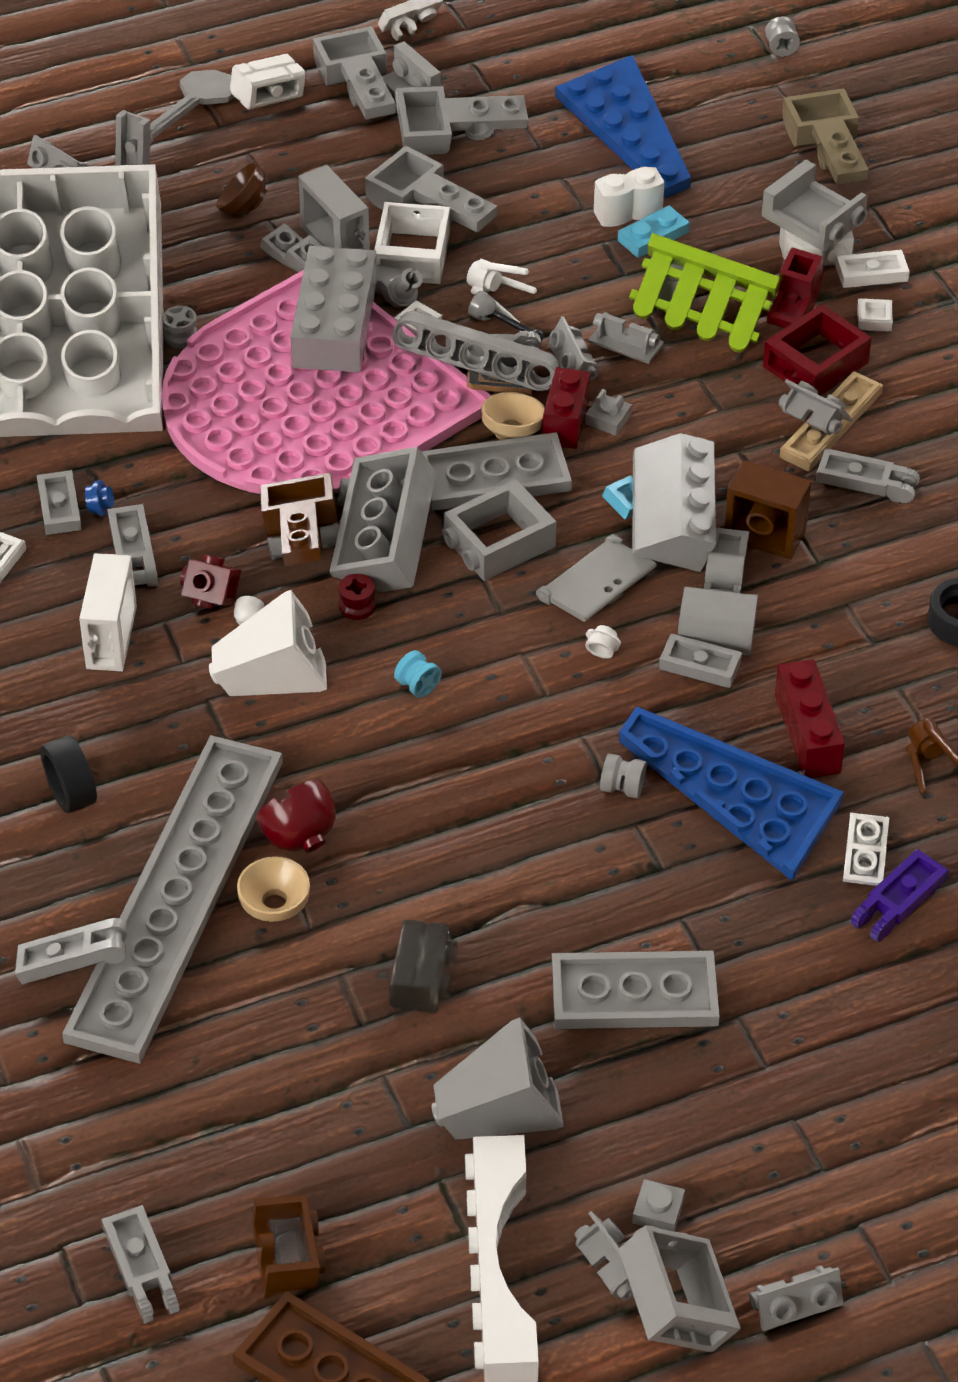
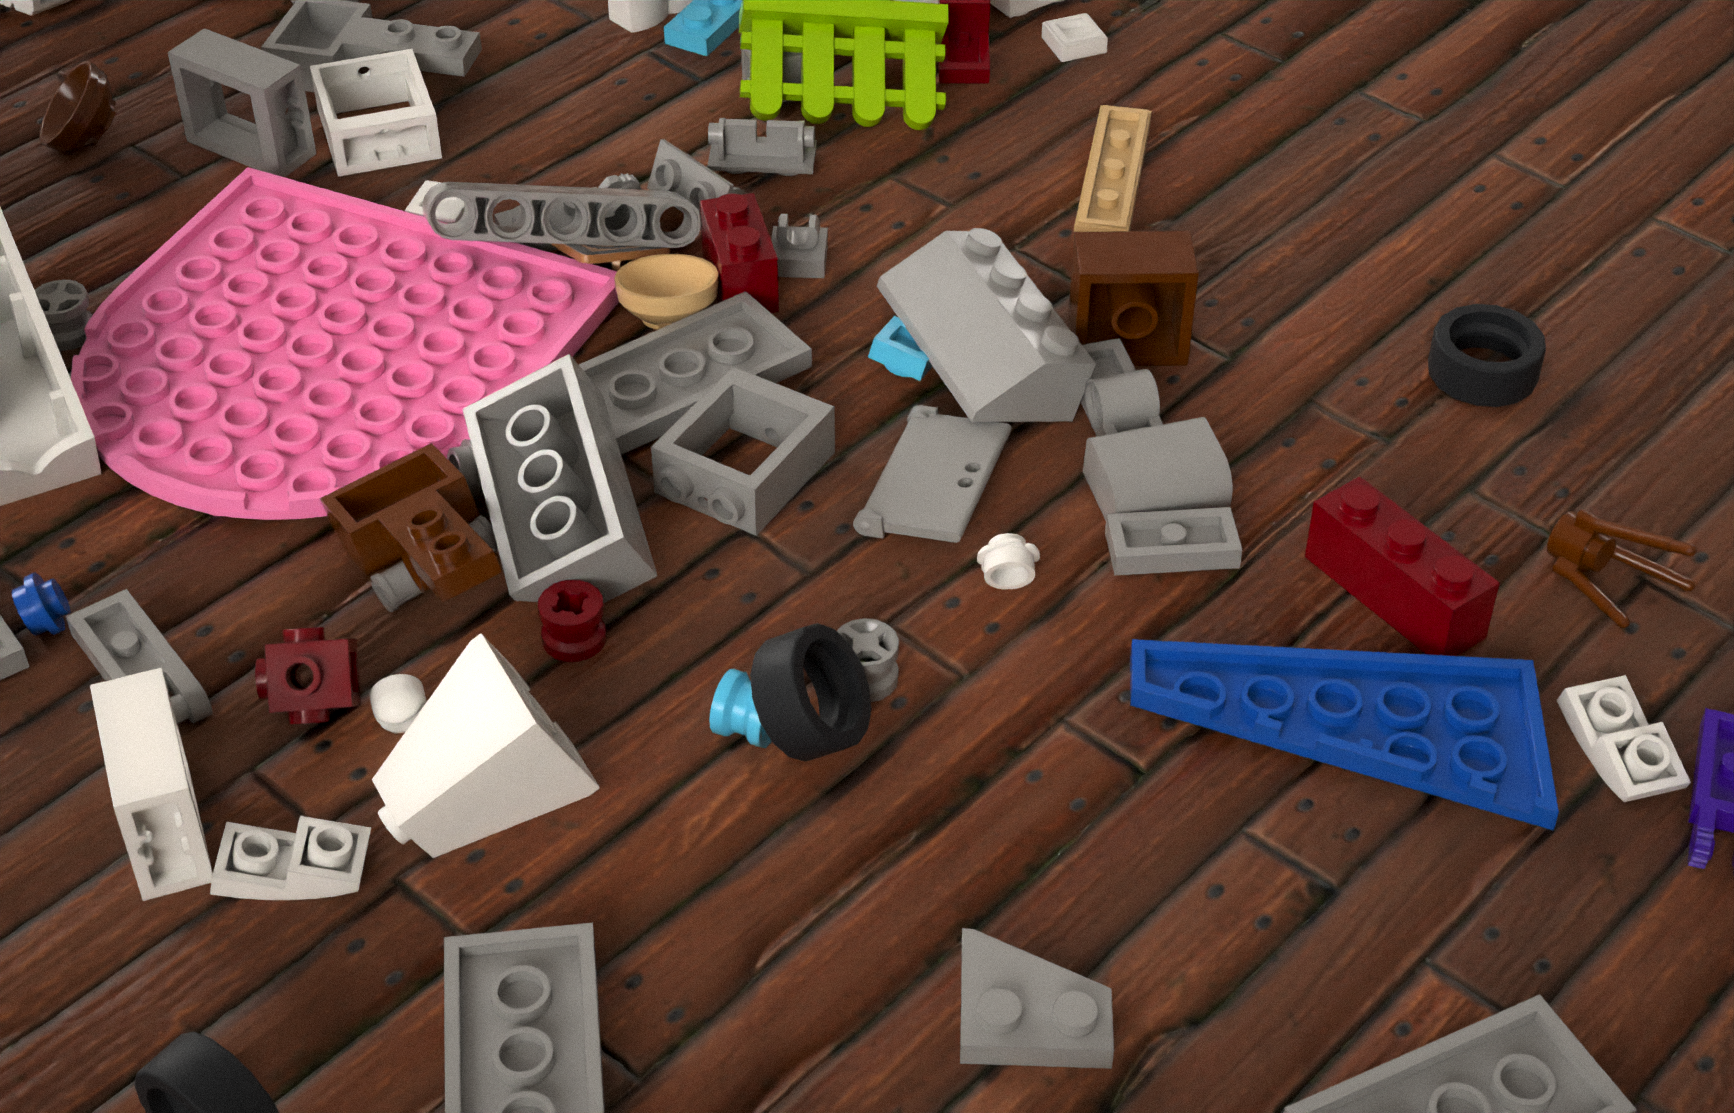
camera: 25 degrees left, 5 degrees down
(158, 675) = (281, 865): none -> white slope
(288, 247) = (191, 171): light grey slope -> none
(300, 818) = (696, 1031): dark red cylinder -> none
(334, 309) = (312, 217): light grey brick -> none
(398, 286) = (369, 170): light grey arm -> none
(425, 676) = (784, 701): none -> black tyre
(467, 868) = (1029, 1009): none -> light grey wing
(484, 308) = (532, 166): light grey hinge -> none
(485, 277) = (510, 128): white plant -> none
(493, 669) = (877, 650): none -> light grey wheel
(623, 775) = (1185, 755): light grey wheel -> none
(785, 361) = (1050, 124): dark red window -> none
(826, 411) = (1115, 155): light grey hinge -> none
(867, 475) = (1224, 221): light grey hinge -> none

